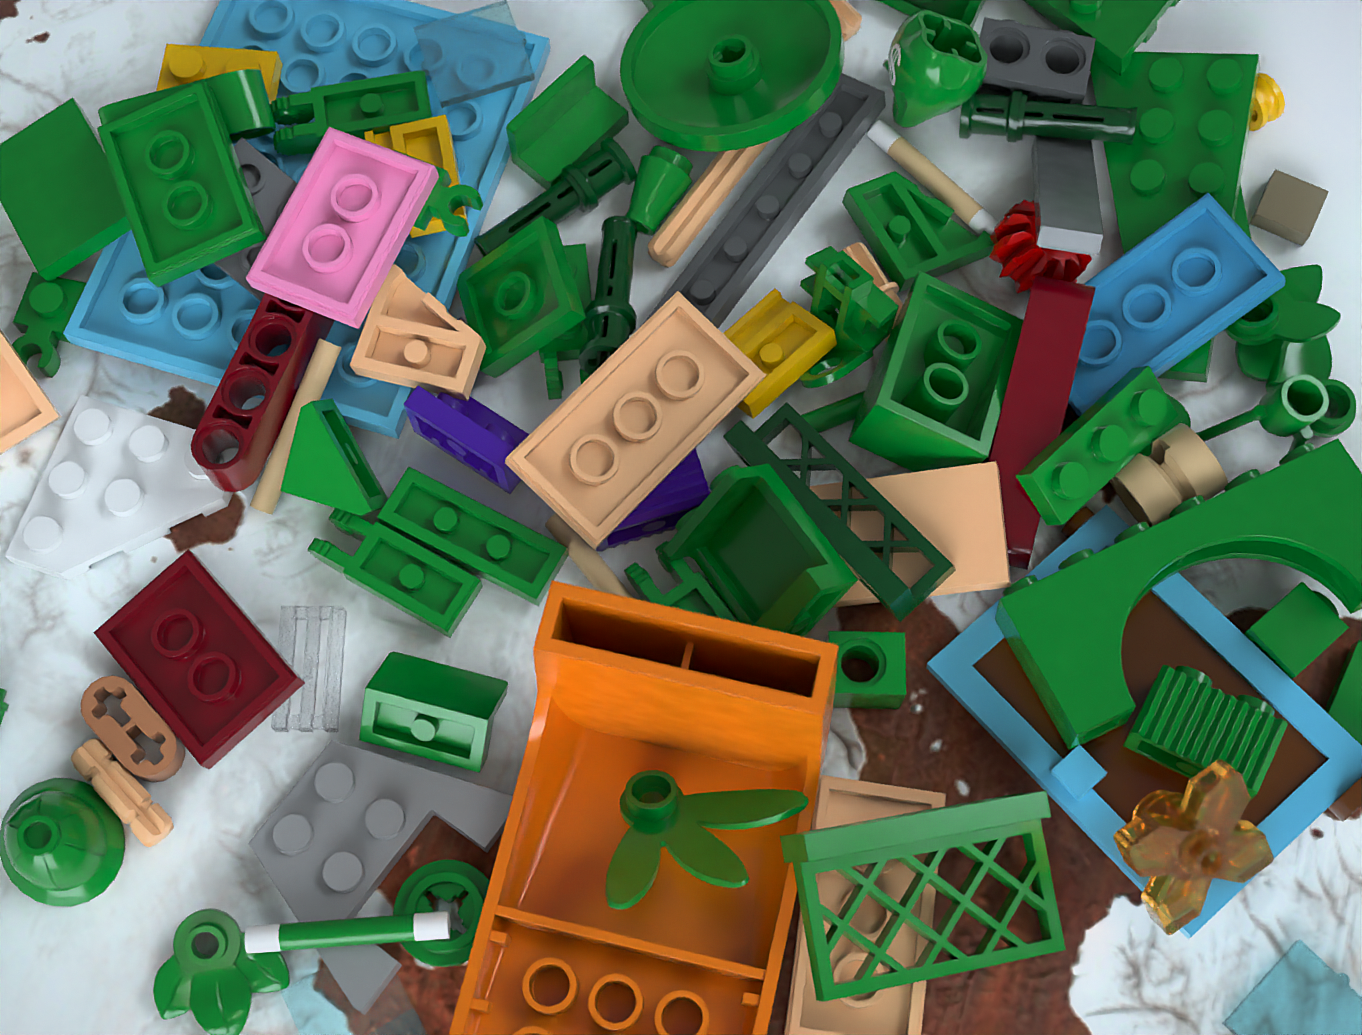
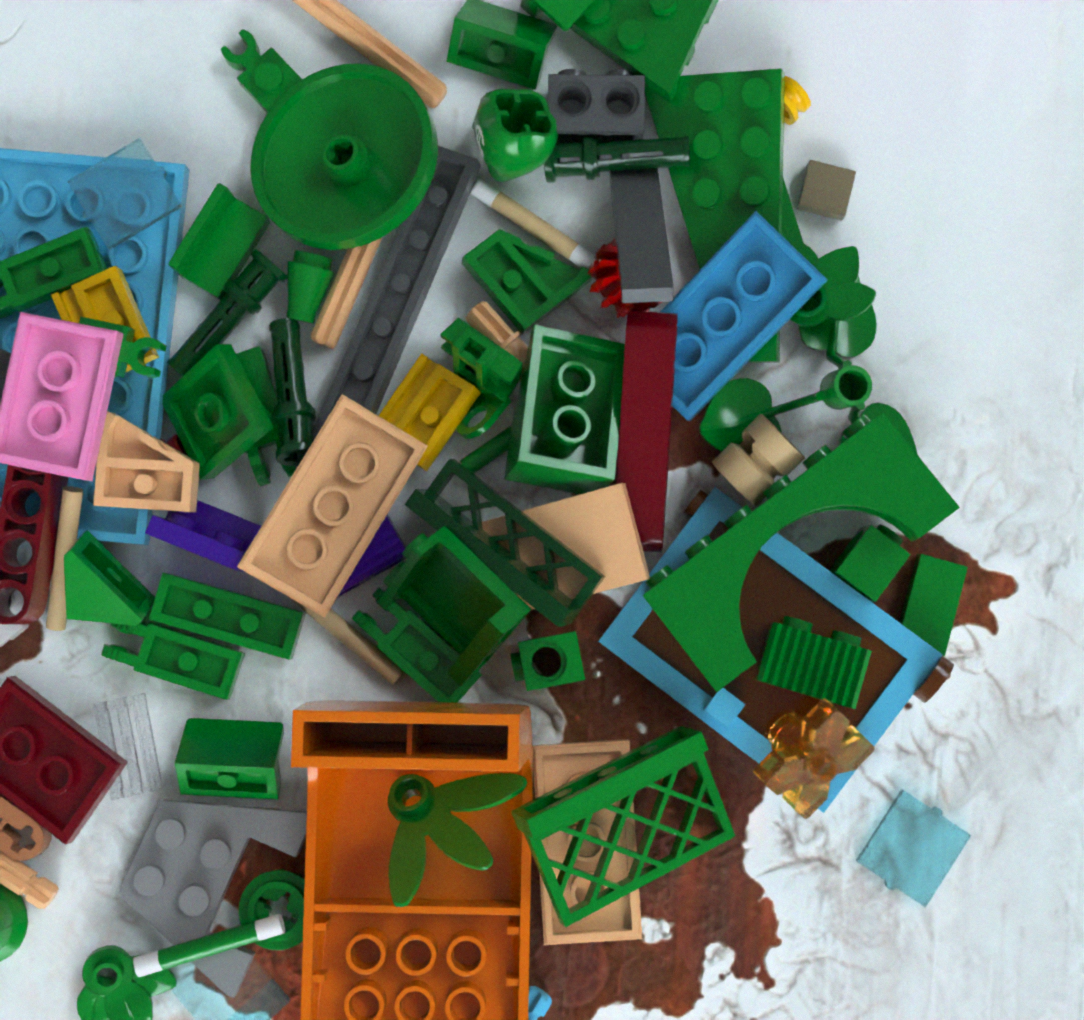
camera: 15 degrees left, 15 degrees up
(1097, 446) = (699, 447): green plate -> none
(1341, 407) = (884, 354): green plate -> none

